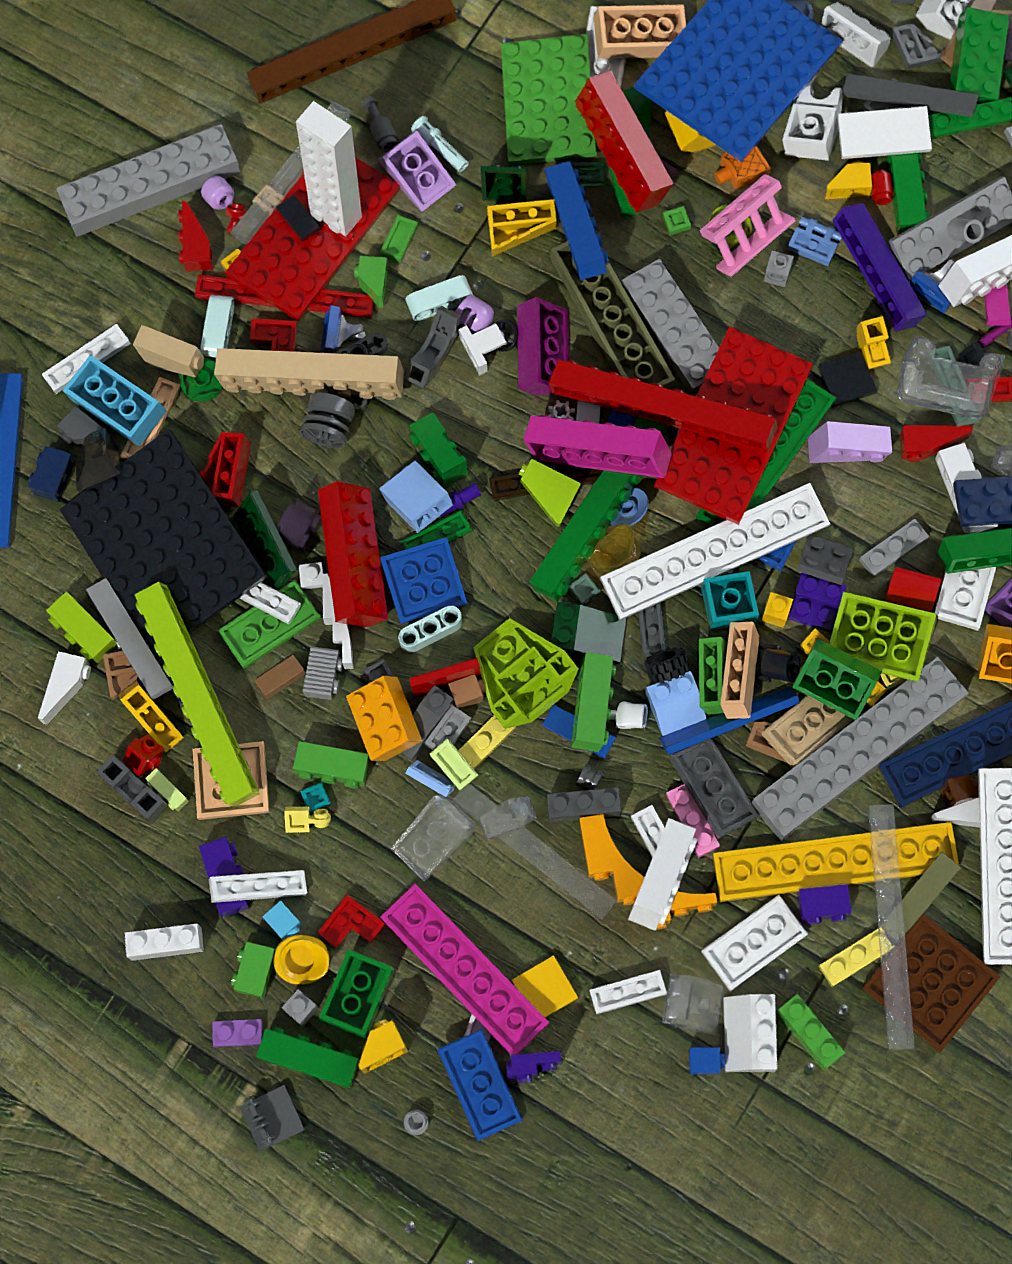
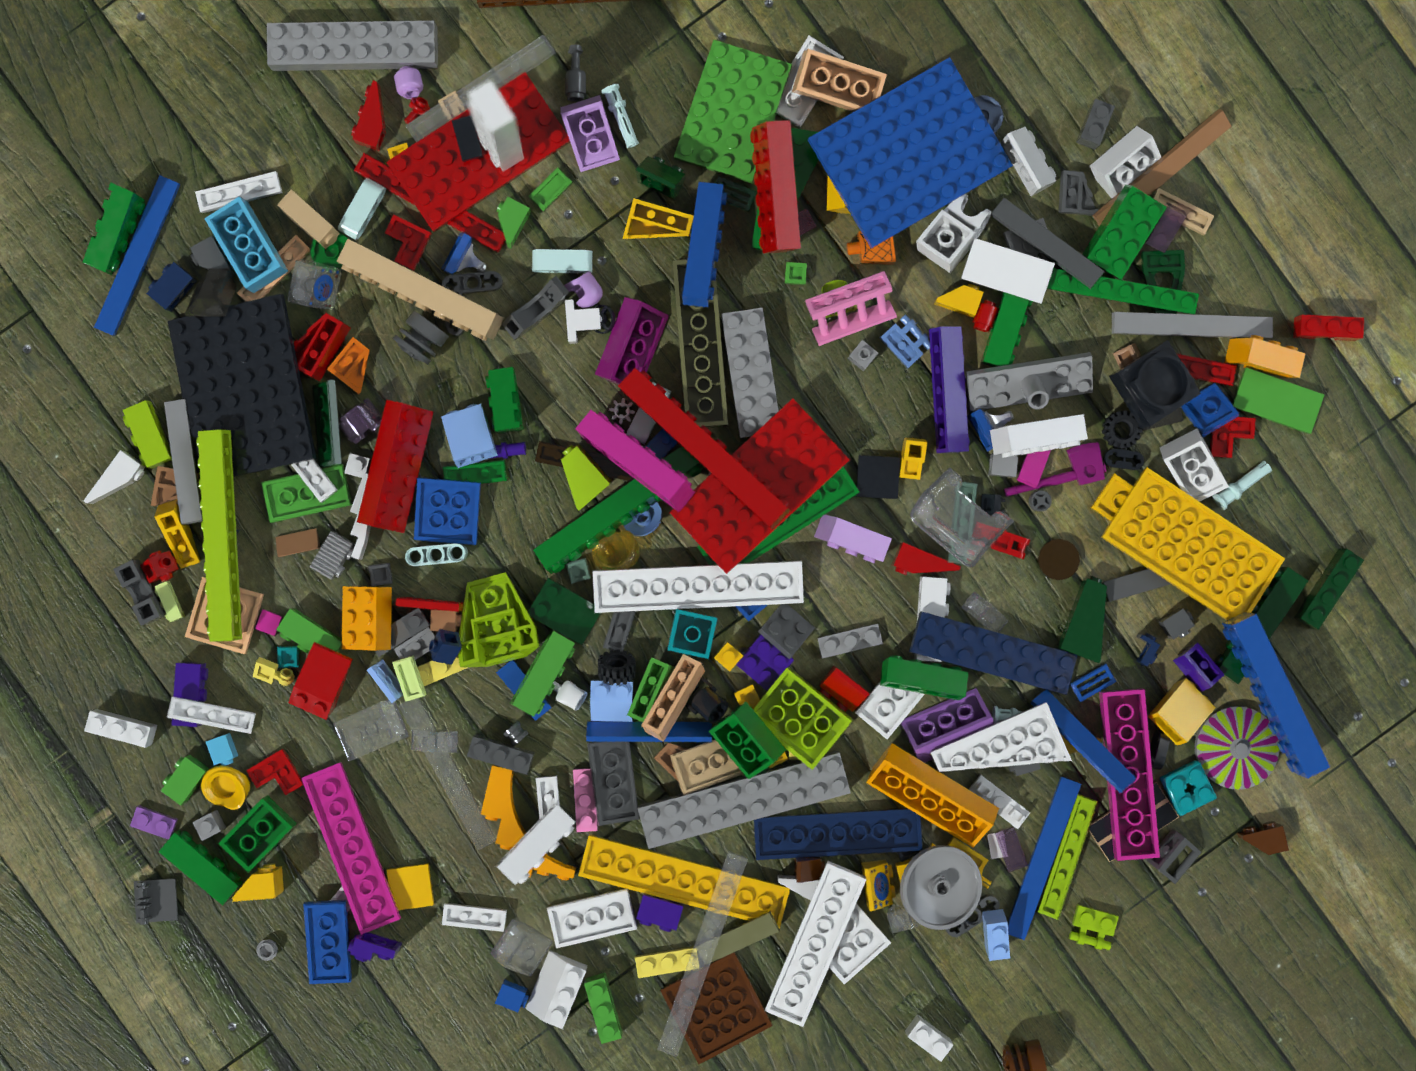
camera: 20 degrees right, 15 degrees up
(198, 414) = (314, 284): none -> clear slope
(266, 478) = (351, 364): none -> orange wing
(281, 770) = (268, 622): none -> dark pink tile
(361, 801) = (320, 681): none -> red slope
(479, 714) = (445, 646): none -> dark blue brick
(967, 317) = (1003, 466): none -> light grey panel

